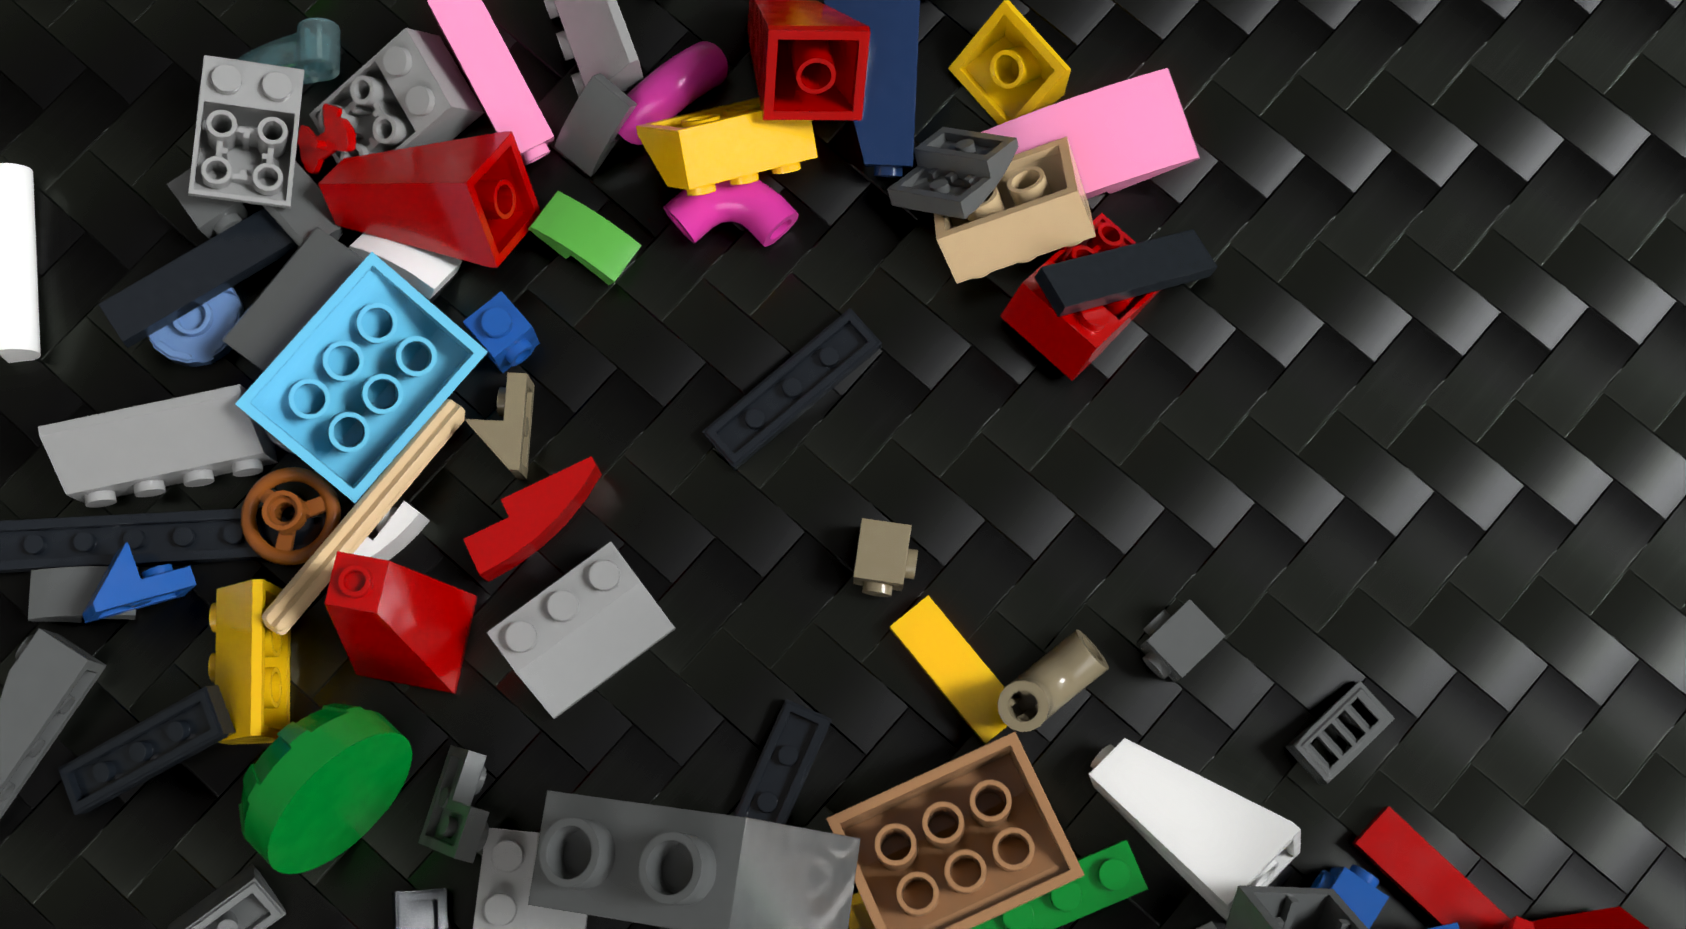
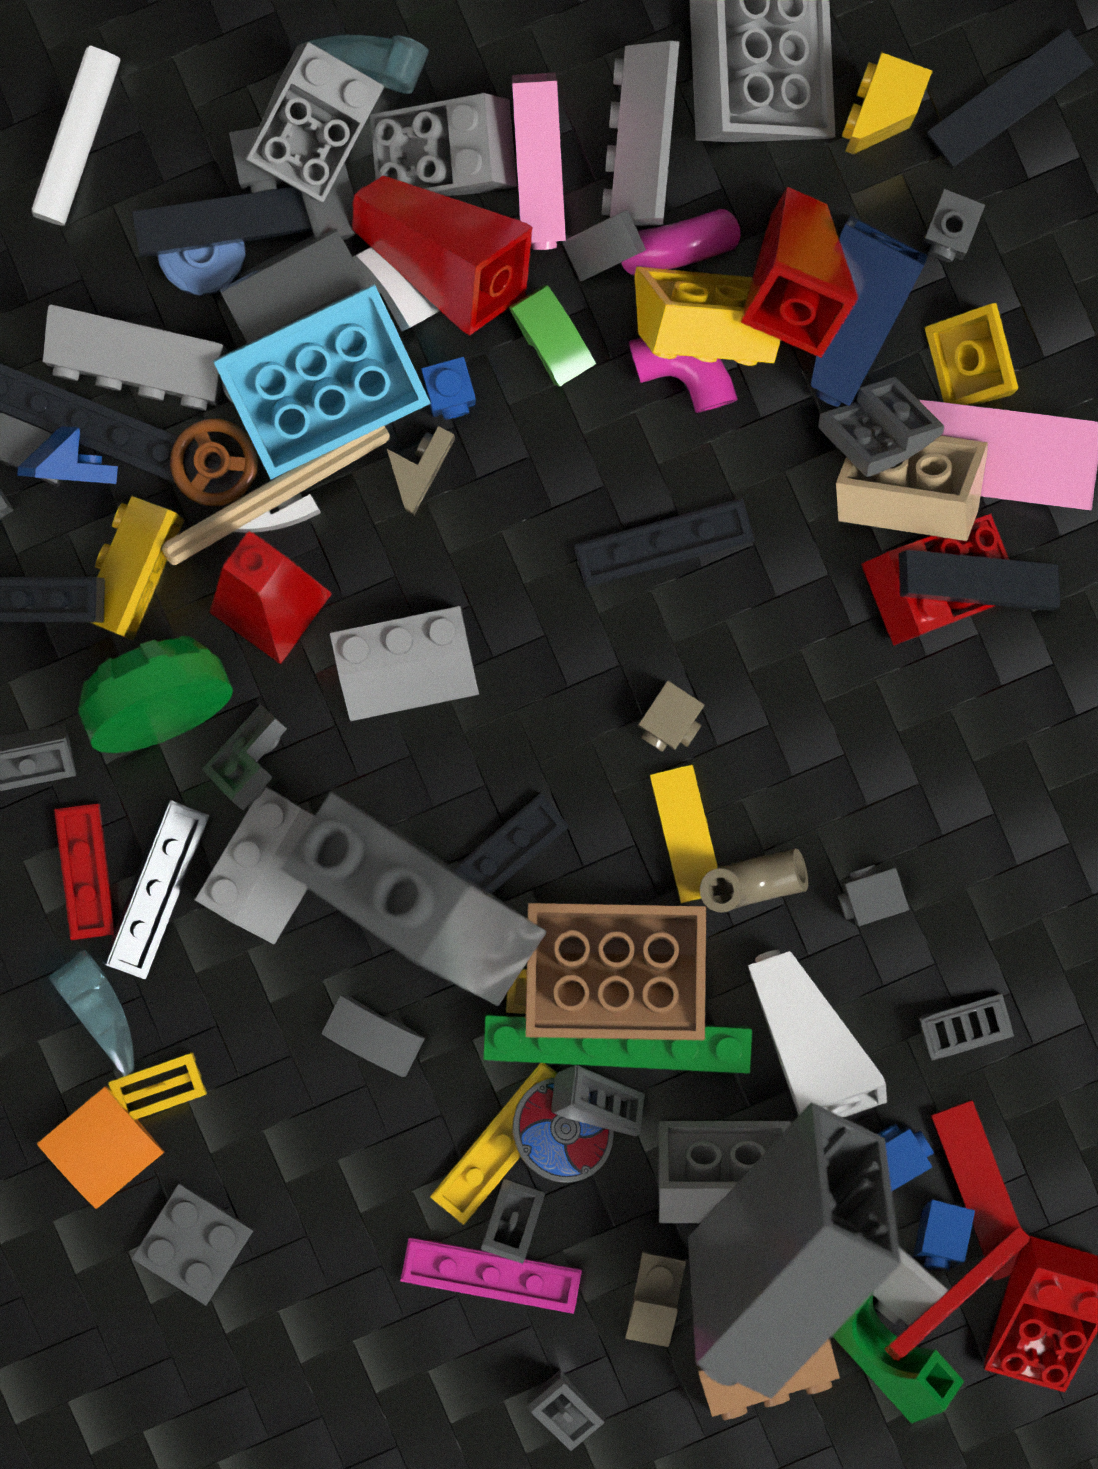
camera: 30 degrees right, 10 degrees up
(338, 136) = (386, 152): red piece -> none
(533, 519) = (405, 554): red slope -> none

